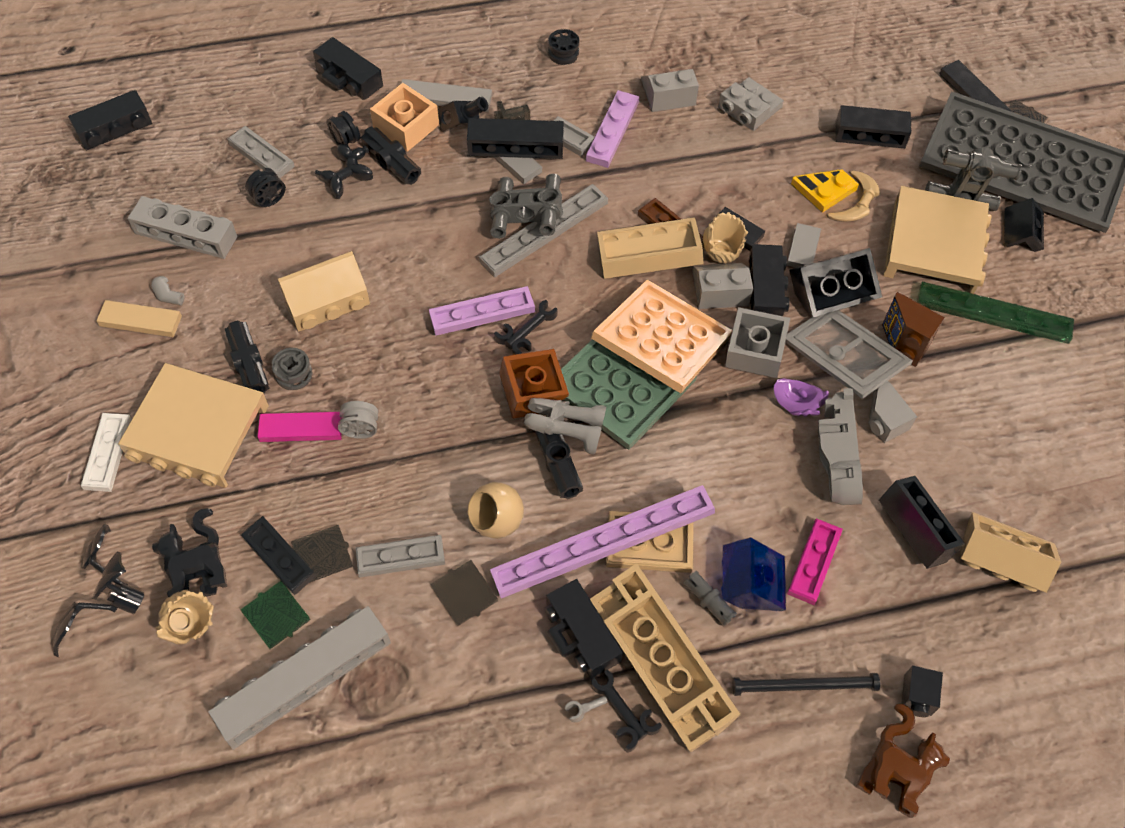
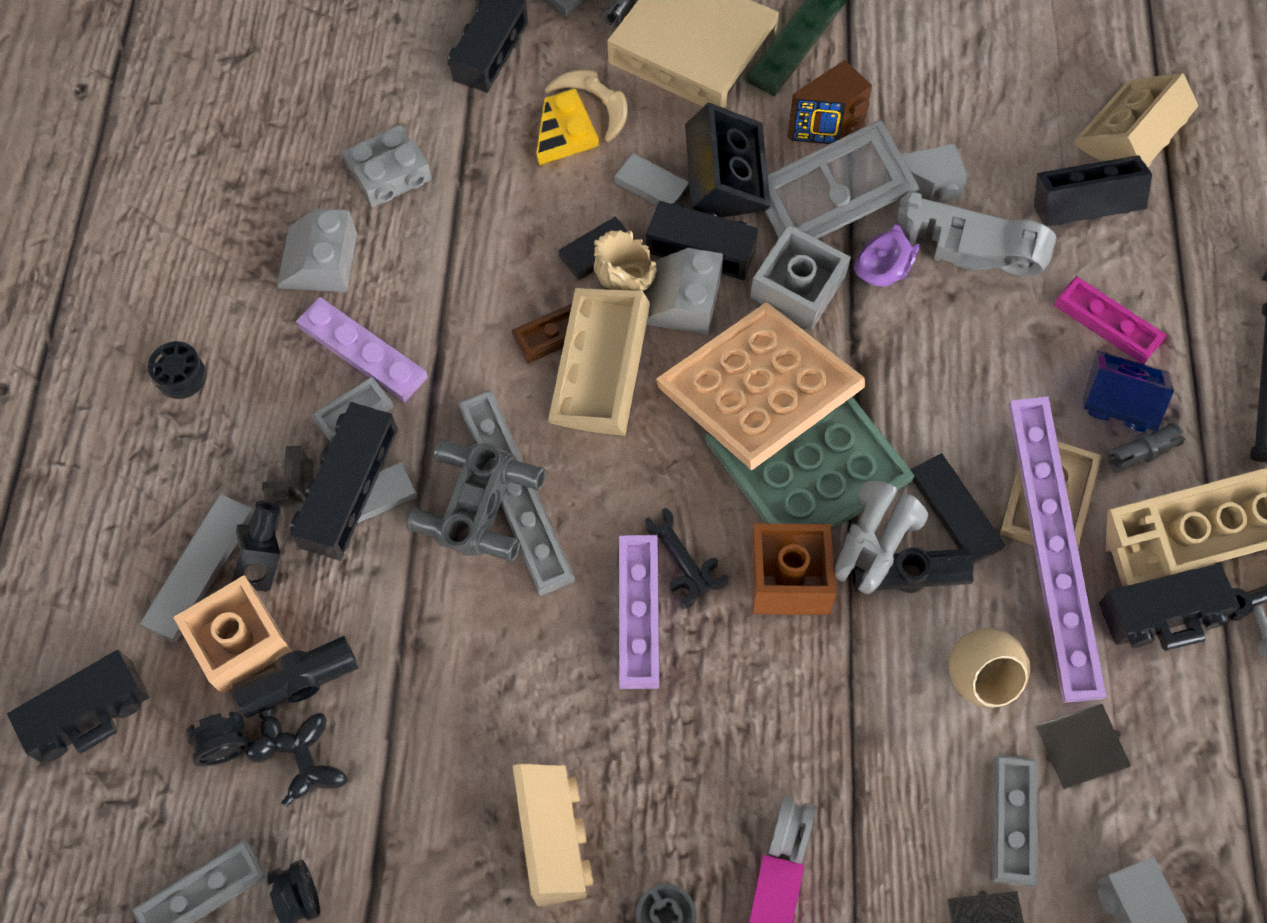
camera: 70 degrees left, 5 degrees up
(616, 481) = (956, 508): none -> black tile

